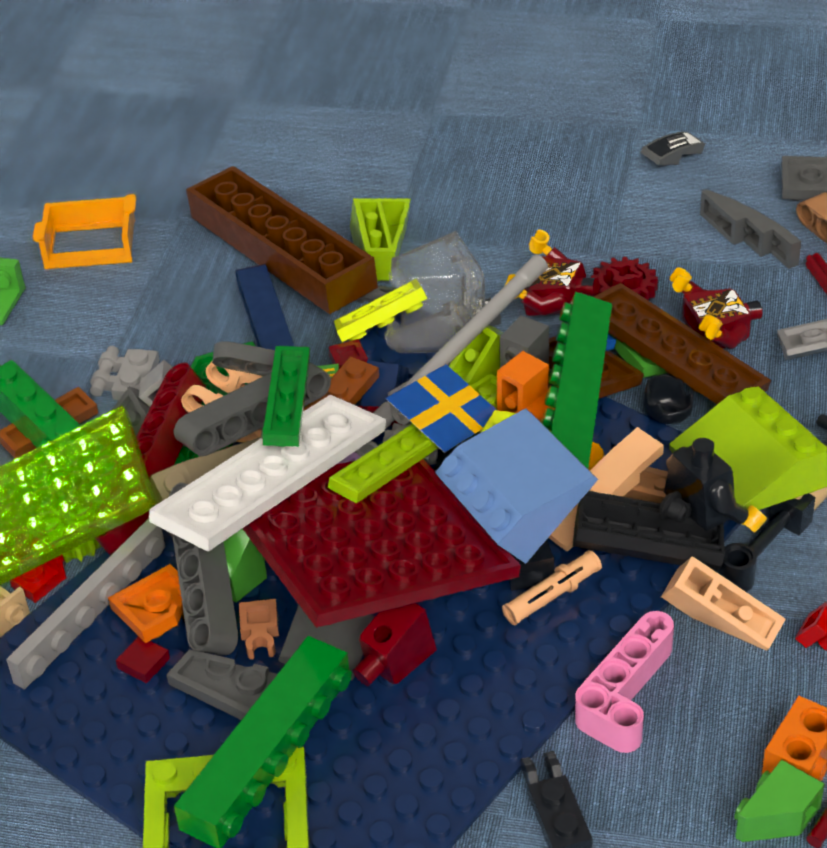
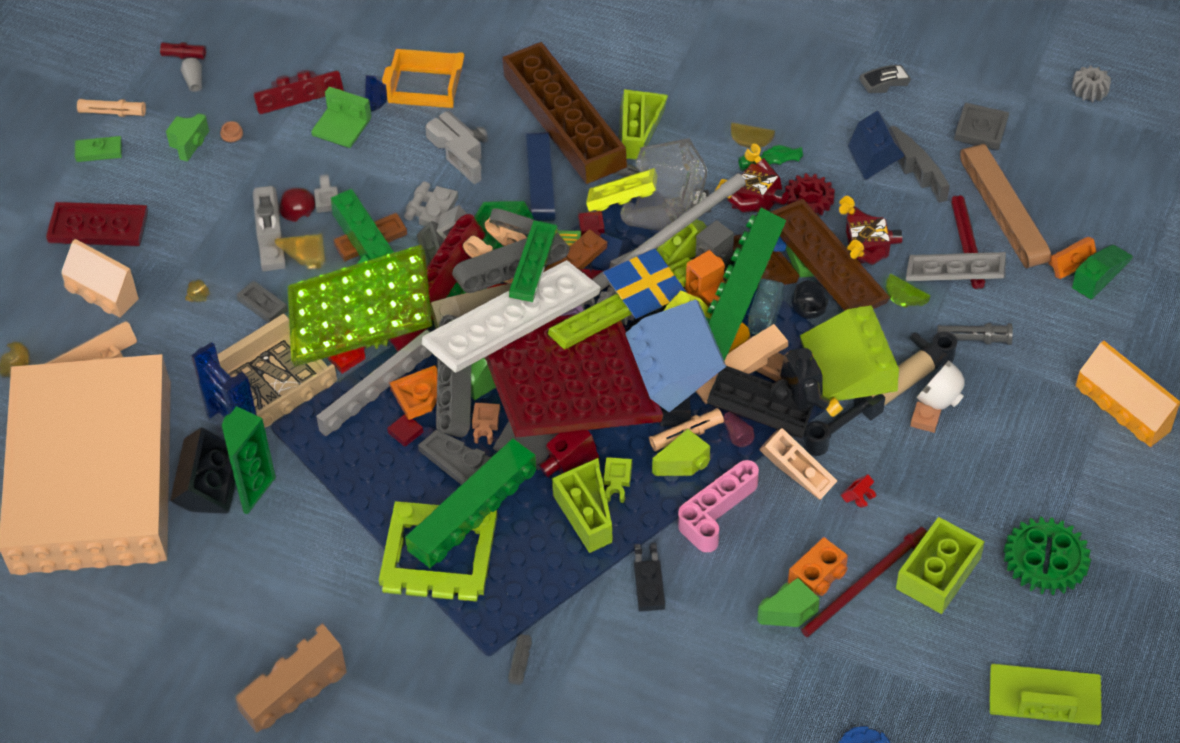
camera: 10 degrees right, 10 degrees up
(29, 258) = (375, 92): none -> clear blue tile
(151, 296) = (460, 143): none -> light grey plate
(437, 713) = (585, 504): none -> lime wedge
(472, 667) = (616, 475): none -> lime plate
(520, 232) = (747, 135): none -> clear yellow tile
(558, 623) = (682, 456): none -> lime slope
(568, 245) = (777, 154): none -> green piece
(613, 412) = (765, 305): none -> clear light blue brick
(627, 575) = (738, 430): none -> clear pink cone
(689, 213) = (874, 145): none -> dark blue slope
(787, 374) = (904, 293): none -> clear neon green tile

